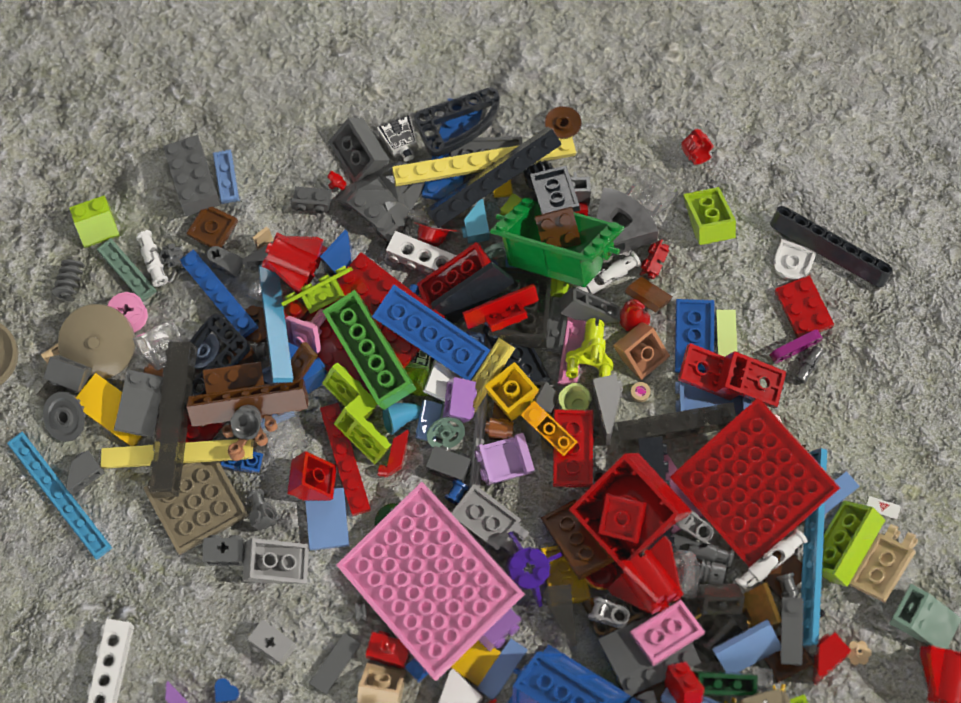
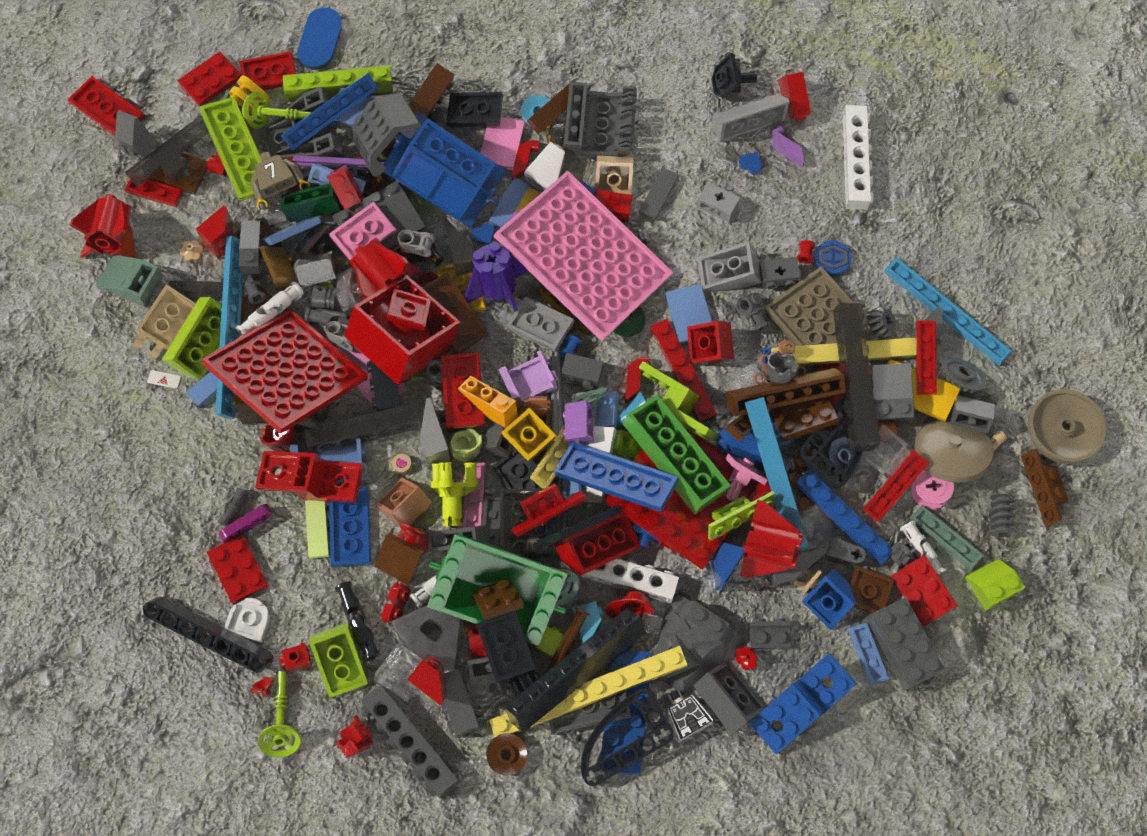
camera: 165 degrees right, 0 degrees up
(17, 304) = (1046, 487): none -> reddish brown bracket
(96, 435) = (926, 358): none -> red tile
(130, 482) = (882, 322): none -> dark grey gear
(161, 220) = (924, 590): none -> red plate
(162, 312) = (895, 485): none -> red plate
(162, 566) = (833, 257): none -> blue tile
(190, 573) = (806, 251): none -> red bush
(246, 221) = (830, 599): none -> blue slope
(293, 134) = (803, 703): none -> blue bracket
(482, 221) = (569, 637): none -> reddish brown axle
(534, 634) = (483, 234): none -> blue tile
(603, 165) = (458, 706): none -> dark grey brick
(625, 103) = (380, 698): none -> dark grey brick
(627, 169) = (430, 678): none -> red slope
(686, 236) = (362, 634): none -> black piece
(747, 225) = (302, 661): none -> red brick
(764, 152) = (279, 734): none -> lime dish
(780, 198) = (262, 686): none -> red plant
(849, 602) = (195, 289): none -> clear smoke tile

